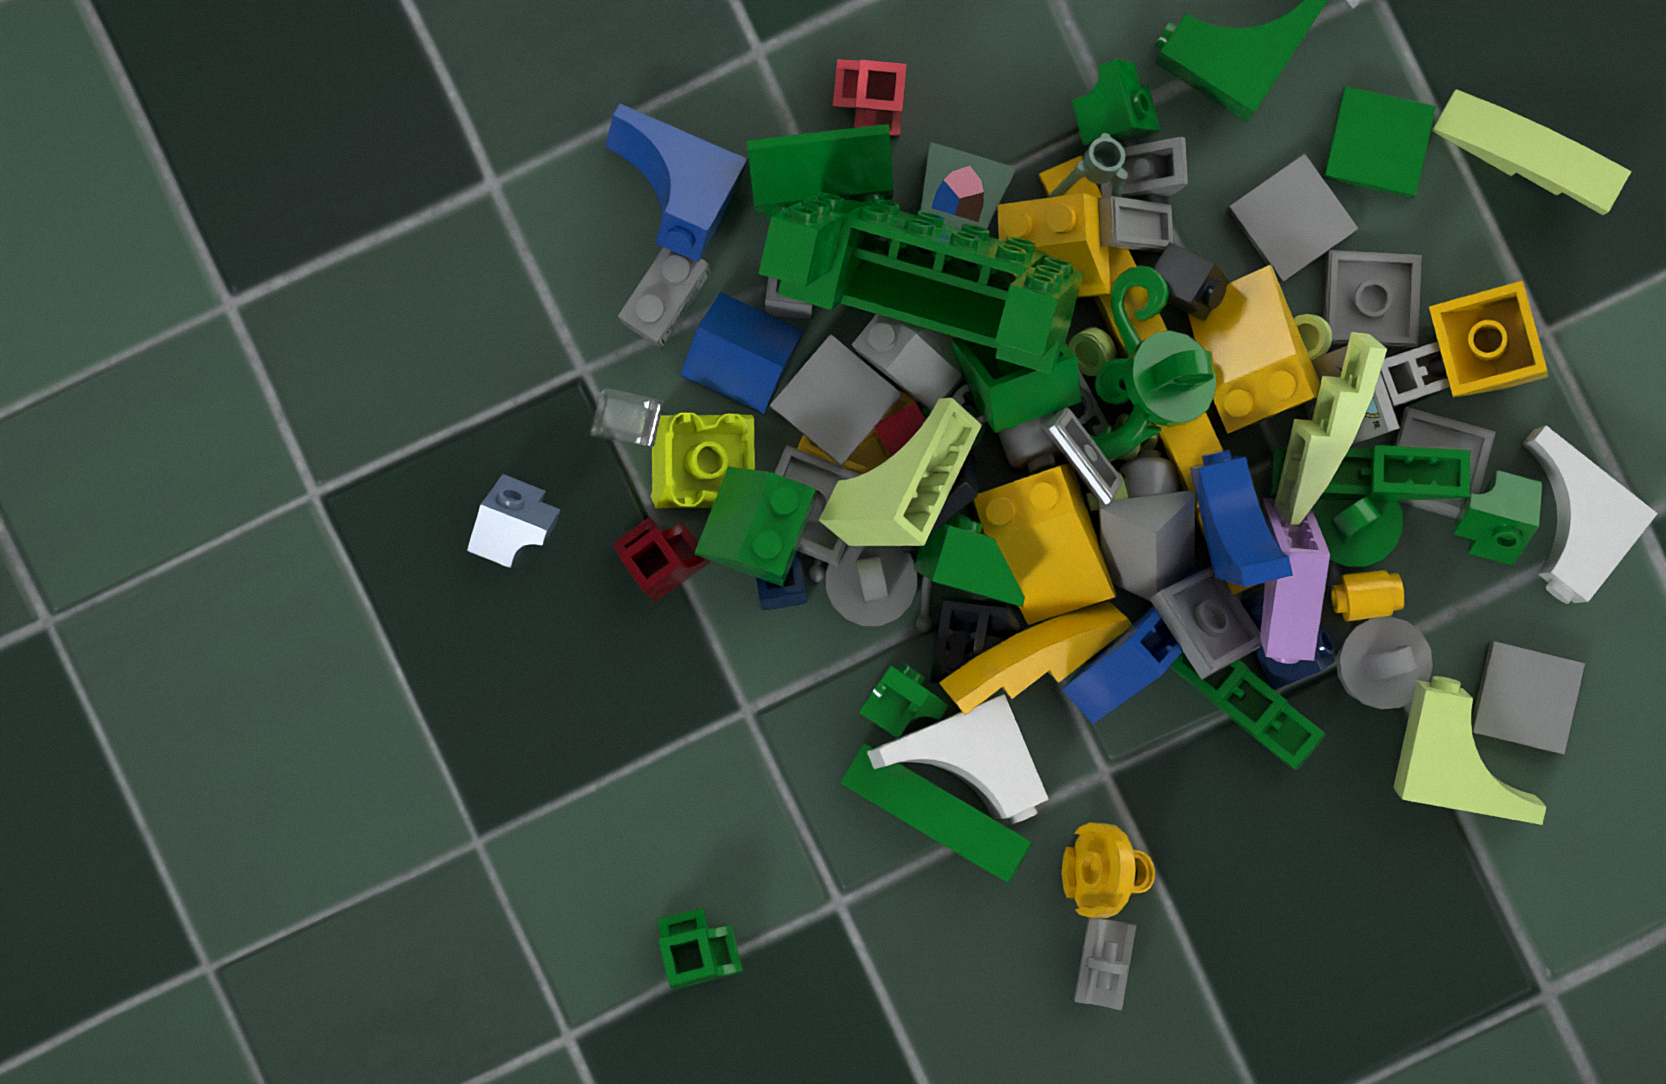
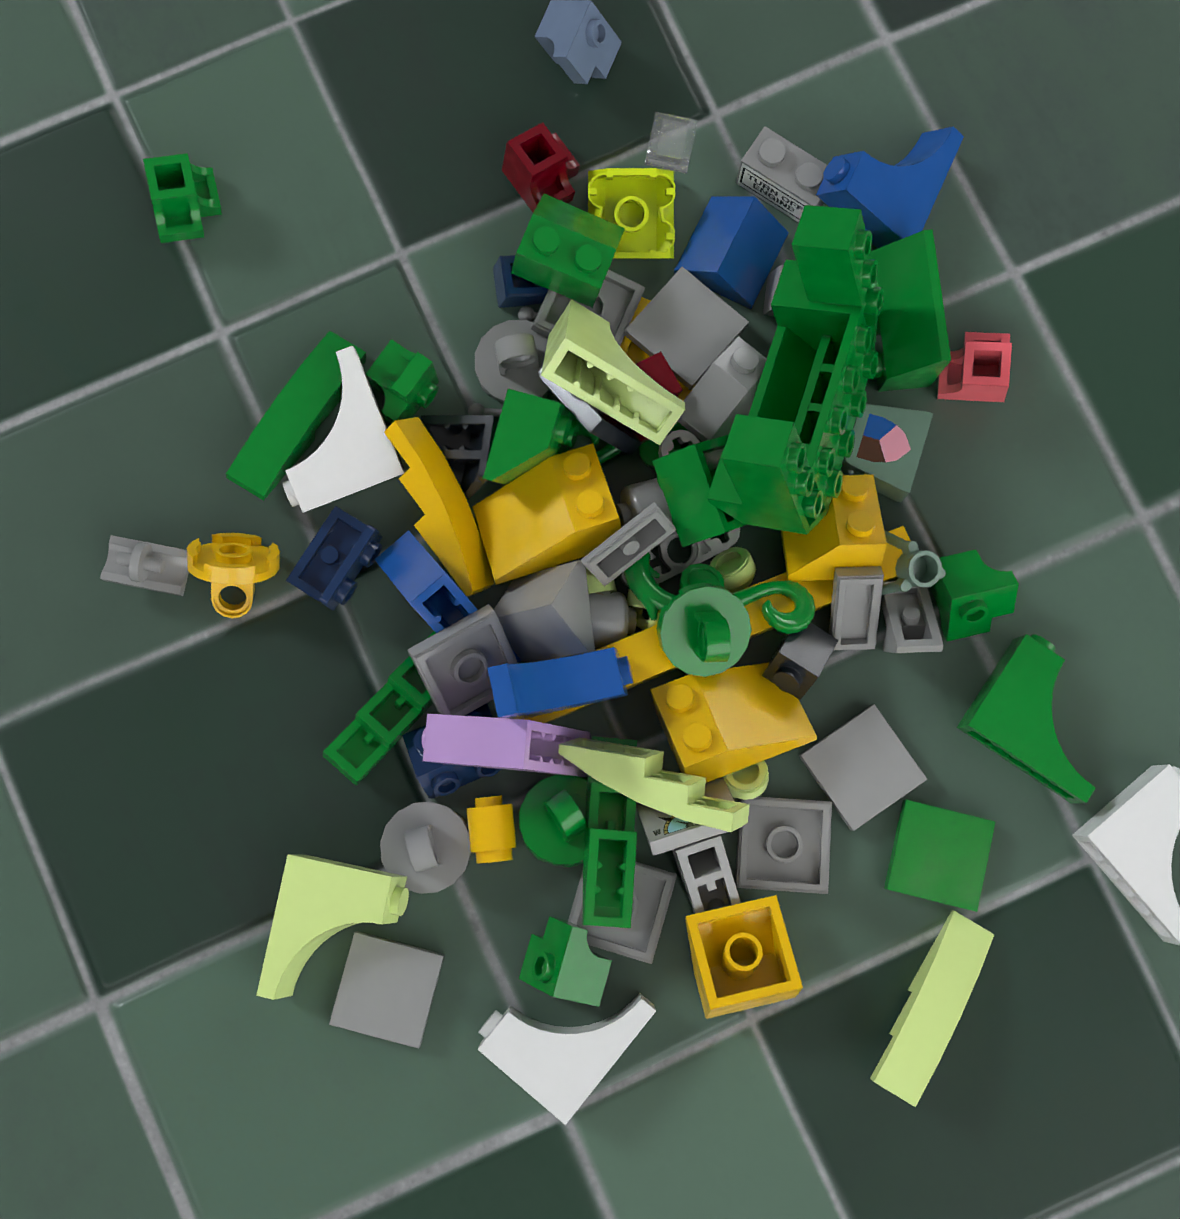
camera: 90 degrees right, 5 degrees down
(1091, 766) = (336, 558): none -> dark blue bracket

